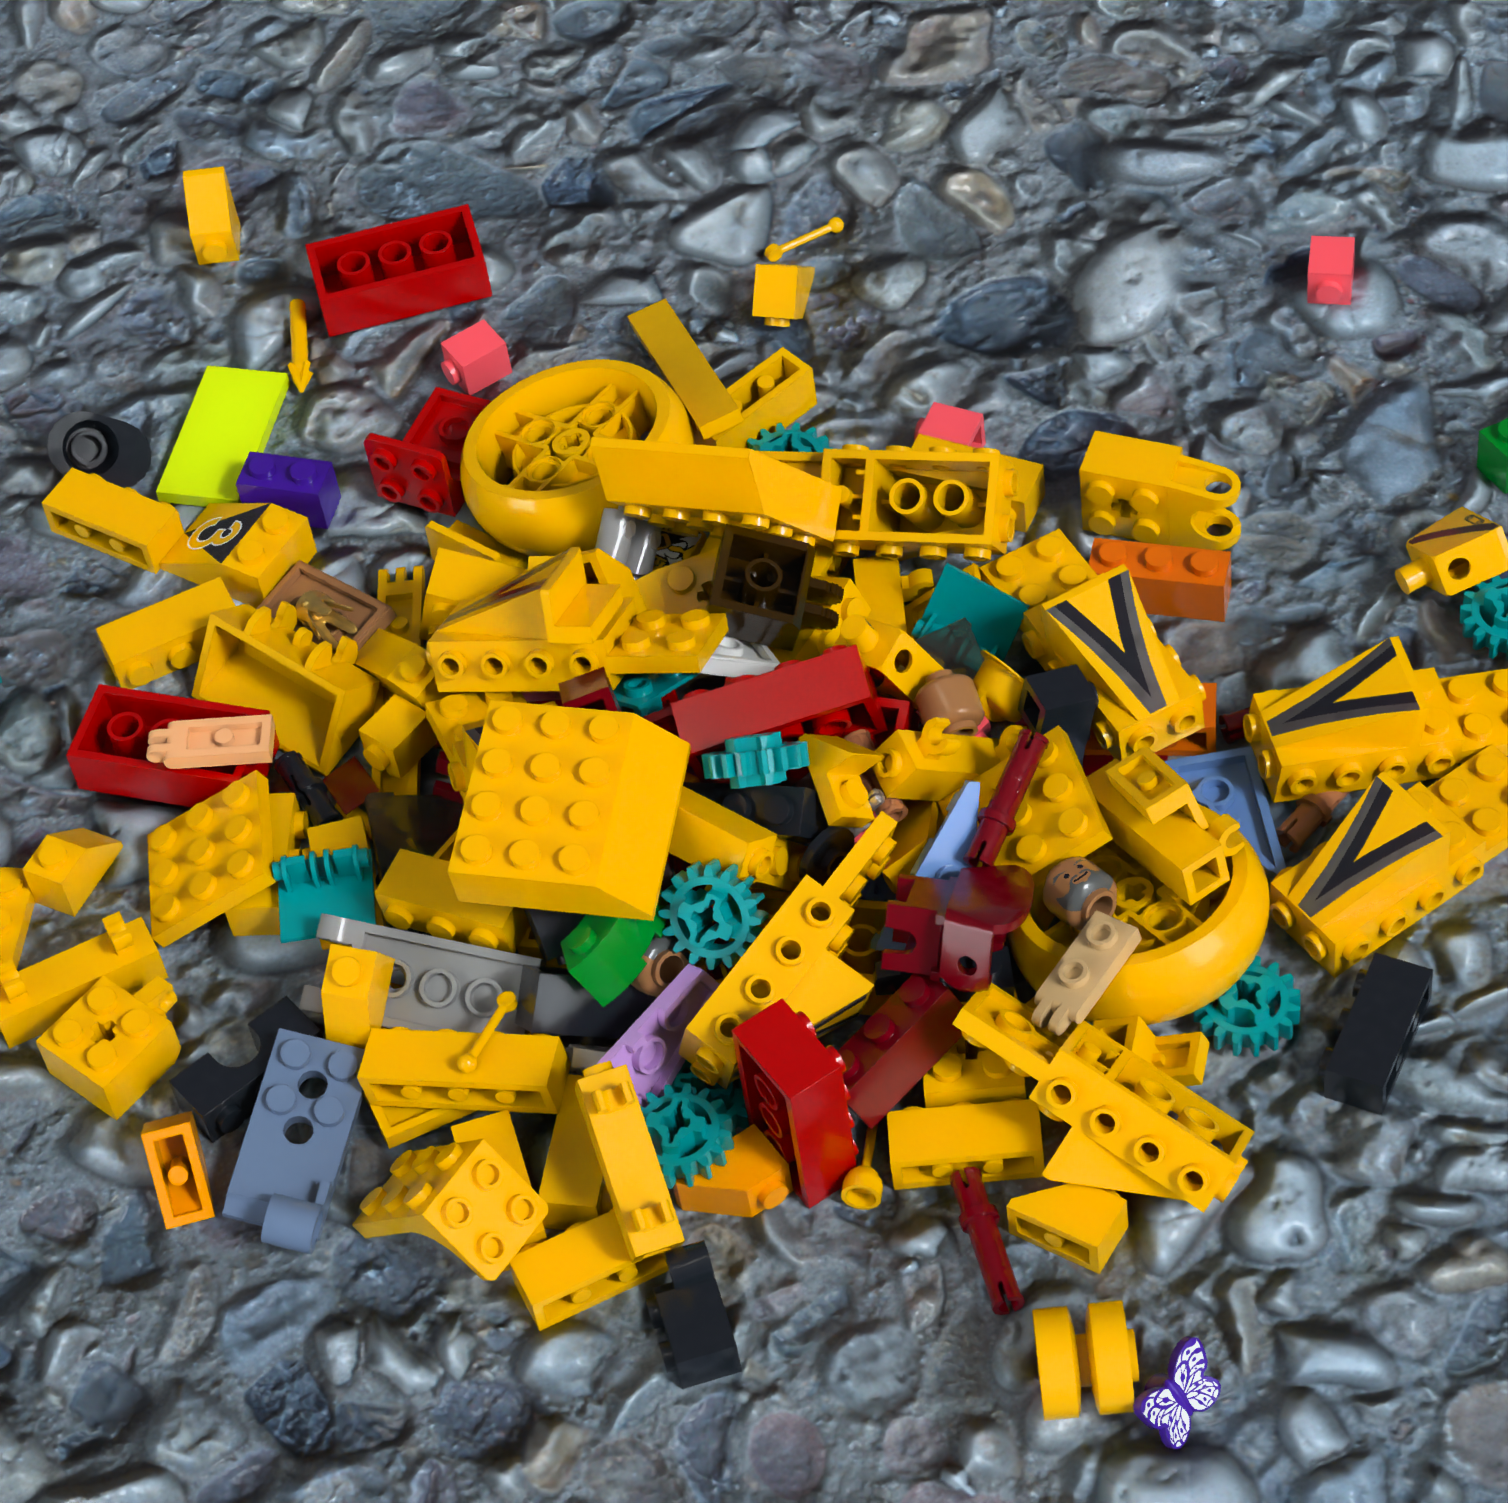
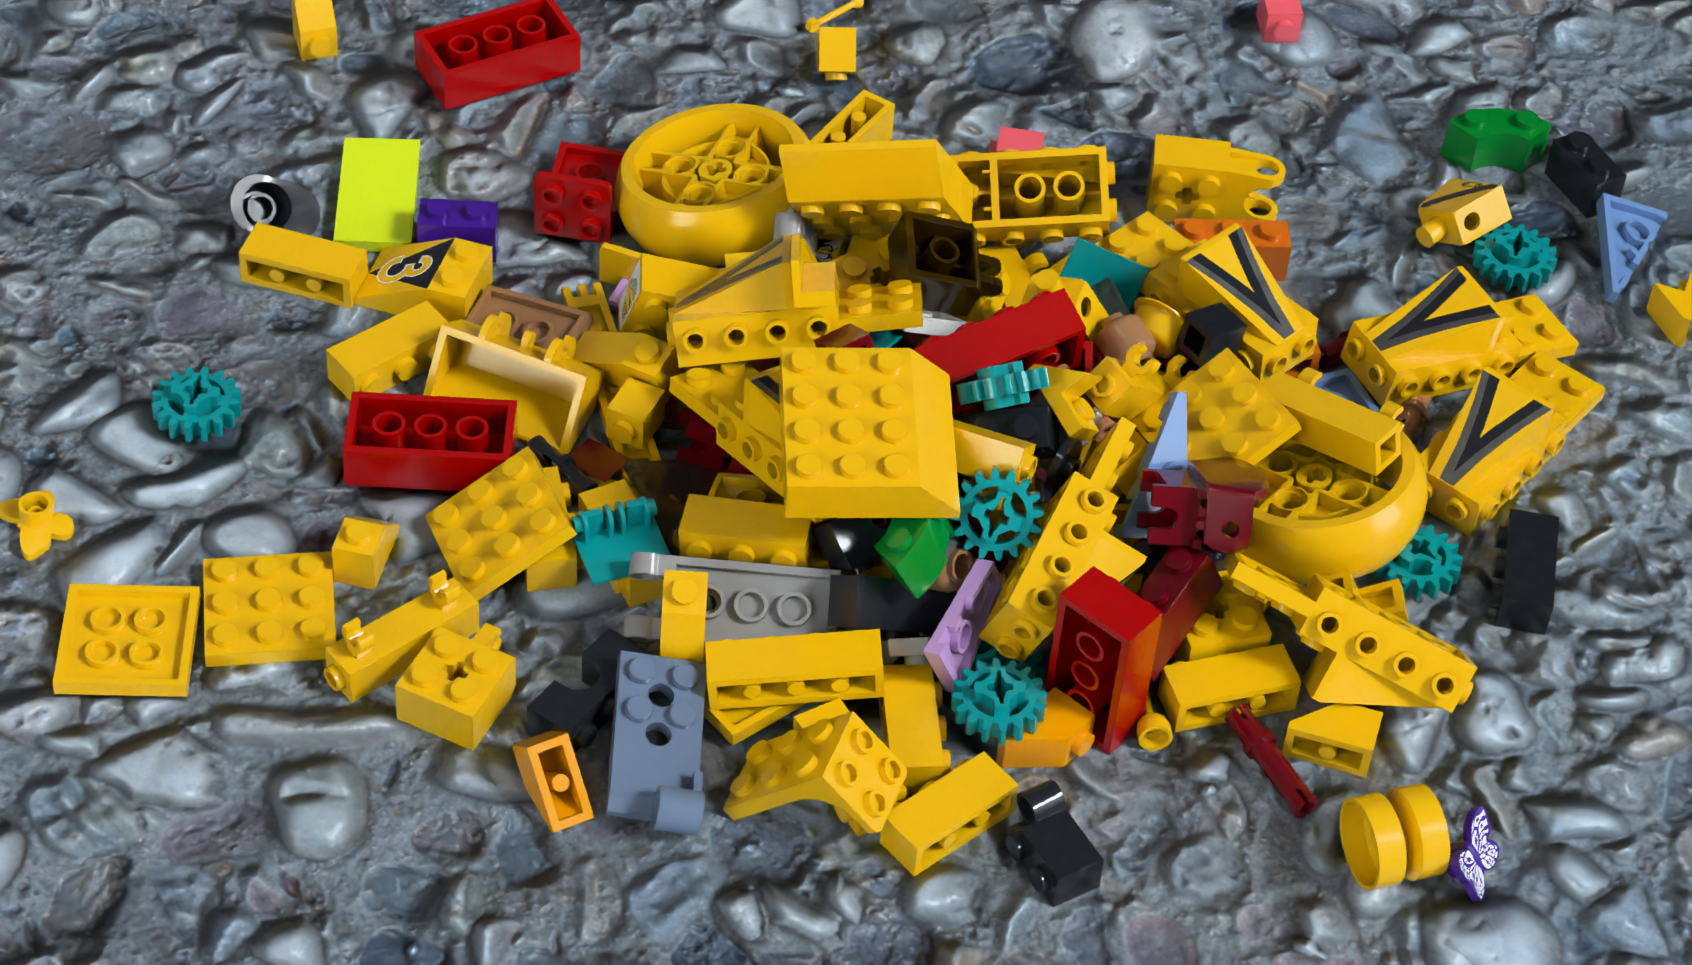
camera: 25 degrees left, 5 degrees down
(213, 742) = (481, 426): light nougat hinge -> none
(299, 345) = (429, 134): yellow piece -> none
(317, 609) = (534, 319): pearl gold piece -> none
(475, 358) = (587, 116): coral brick -> none
(506, 1003) = (822, 608): yellow hinge -> none
(628, 1161) = (980, 718): yellow brick -> none
(685, 369) = (745, 87): yellow tile -> none
(998, 817) = (1203, 420): dark red pin -> none
(1077, 890) = (1289, 473): medium nougat head -> none
(1084, 972) = (1312, 531): tan hinge -> none
(1154, 787) = (1329, 384): yellow panel -> none

